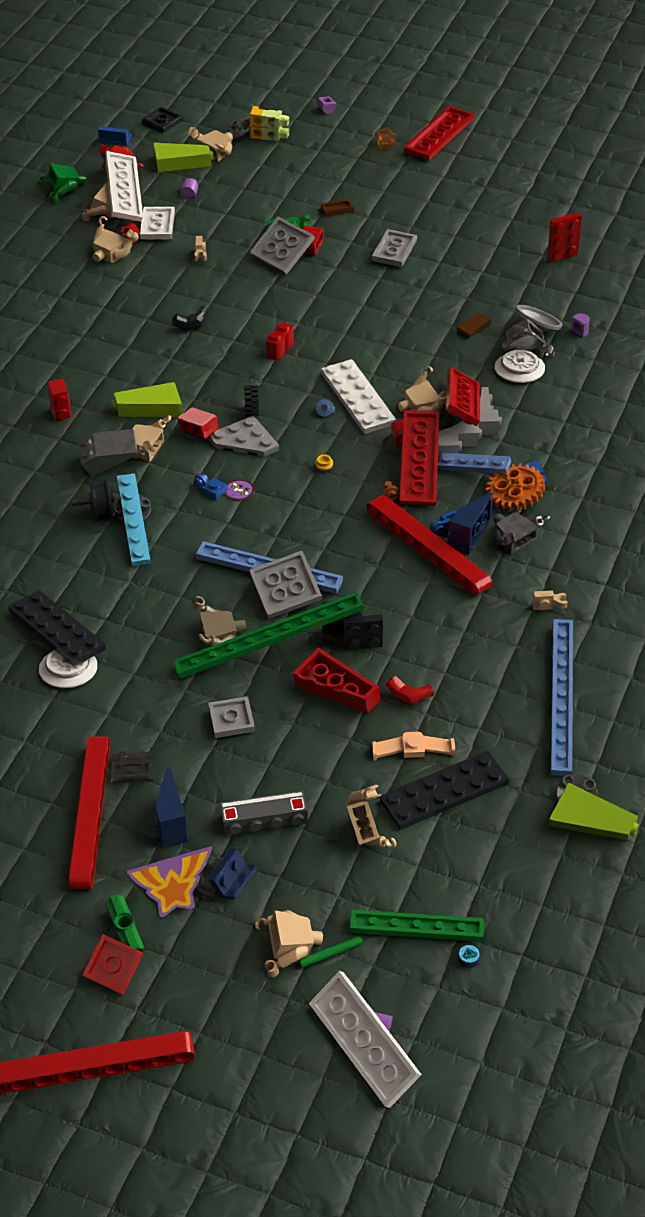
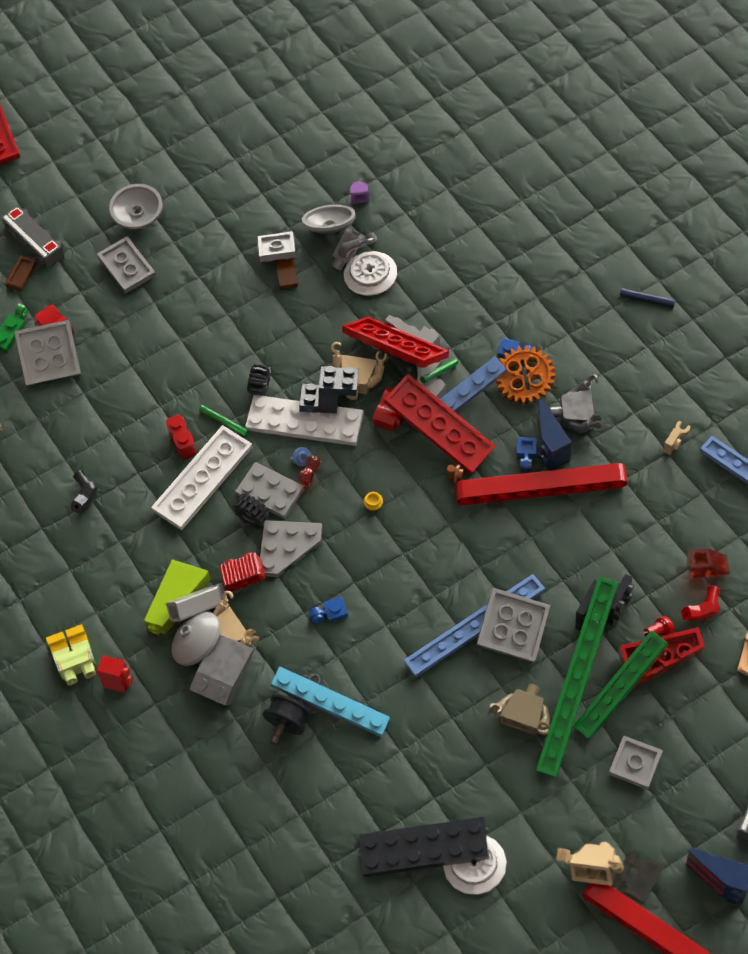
camera: 50 degrees left, 15 degrees up
(63, 368) = (75, 661): none -> yellowish green hips
(116, 727) = (592, 863): none -> tan torso
(121, 420) = (195, 638): none -> light grey dish
(150, 410) = (195, 603): none -> light grey piece
(239, 489) = (350, 588): sticker -> none
(258, 368) = (202, 477): none -> white plate
(282, 407) = (271, 488): none -> light grey plate
(285, 664) = (621, 684): none -> green plate
(311, 418) = (306, 476): none -> clear red plate
(316, 353) = (223, 420): none -> green bar
(360, 665) = (662, 626): none -> red arm
(364, 352) = (258, 380): none -> black gear
(370, 195) = (33, 236): none -> dark grey brick
(389, 387) = (332, 383): none -> black bracket
(444, 225) = (134, 200): none -> light grey dish
(449, 672) = (707, 563): none -> clear red slope
(467, 436) = (441, 369): none -> green bar
(486, 307) = (276, 246): none -> light grey plate
(564, 237) = (247, 129): red plate -> none

